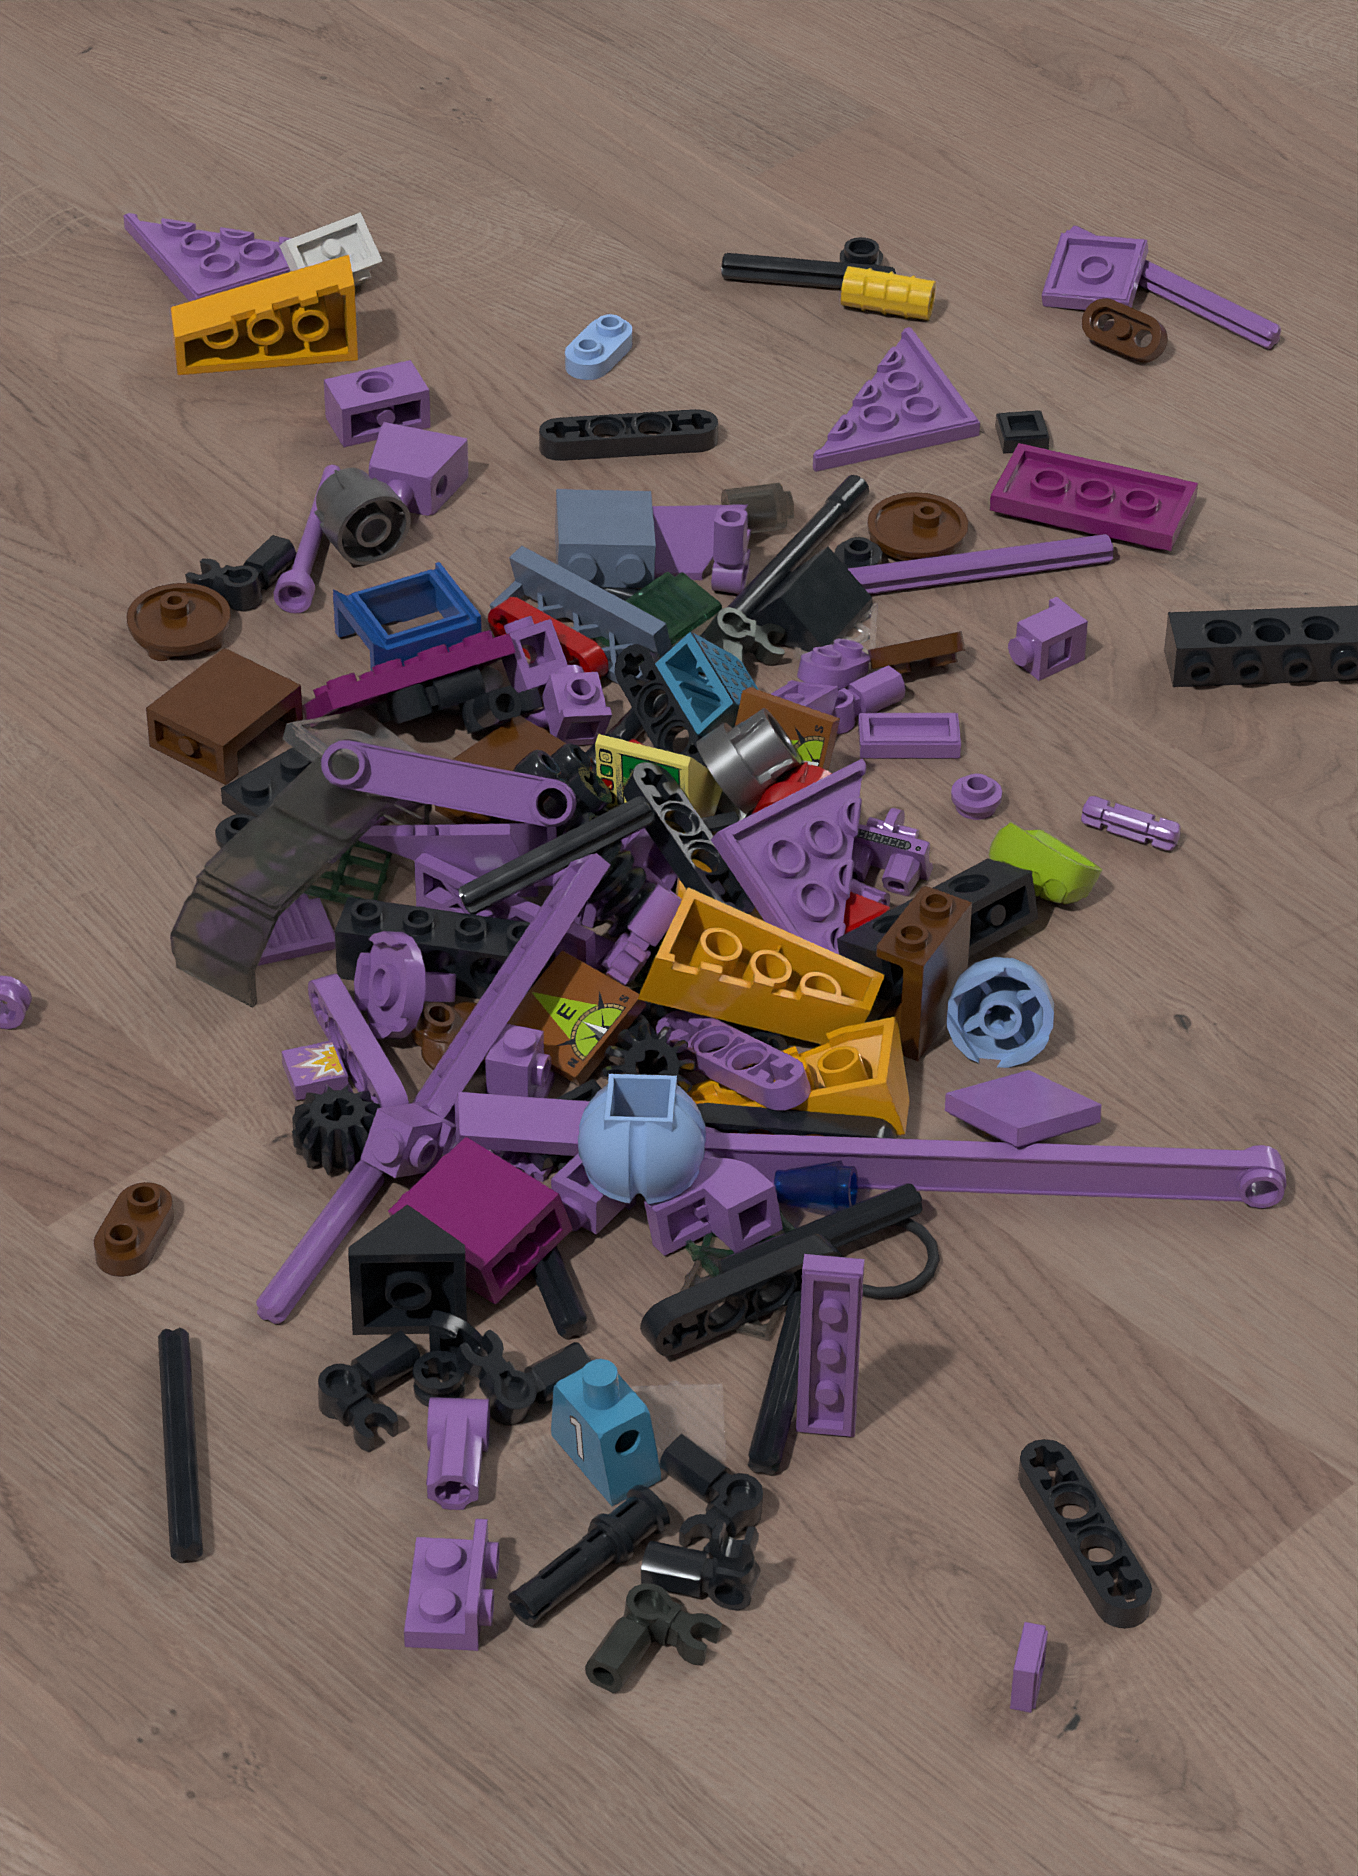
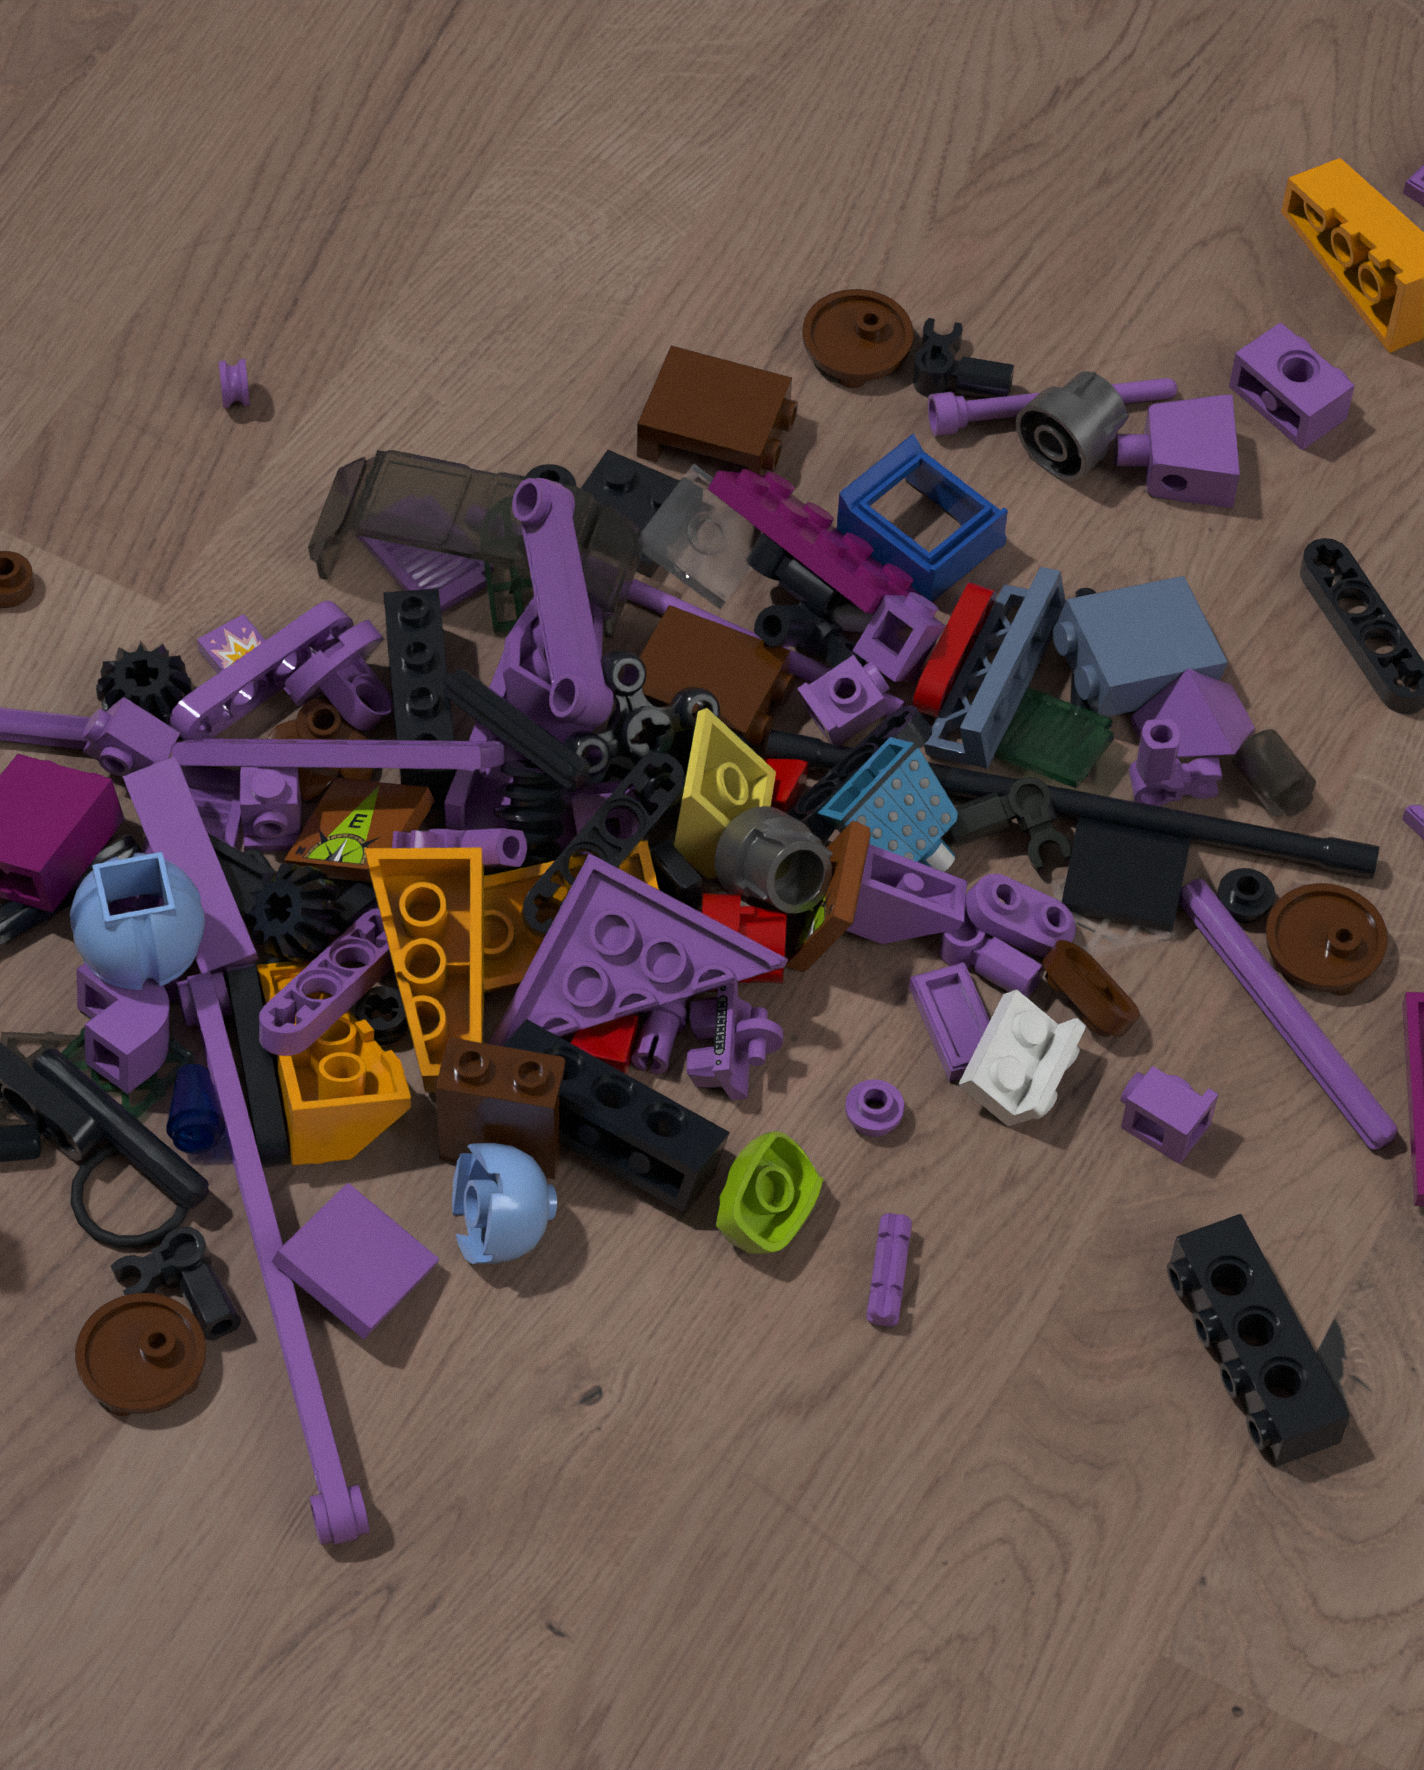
camera: 70 degrees right, 15 degrees up
(972, 1225) = (186, 1260): none -> black bar
(975, 696) = (1021, 1060): none -> white bracket
(1057, 1272) = (140, 1353): none -> reddish brown piece

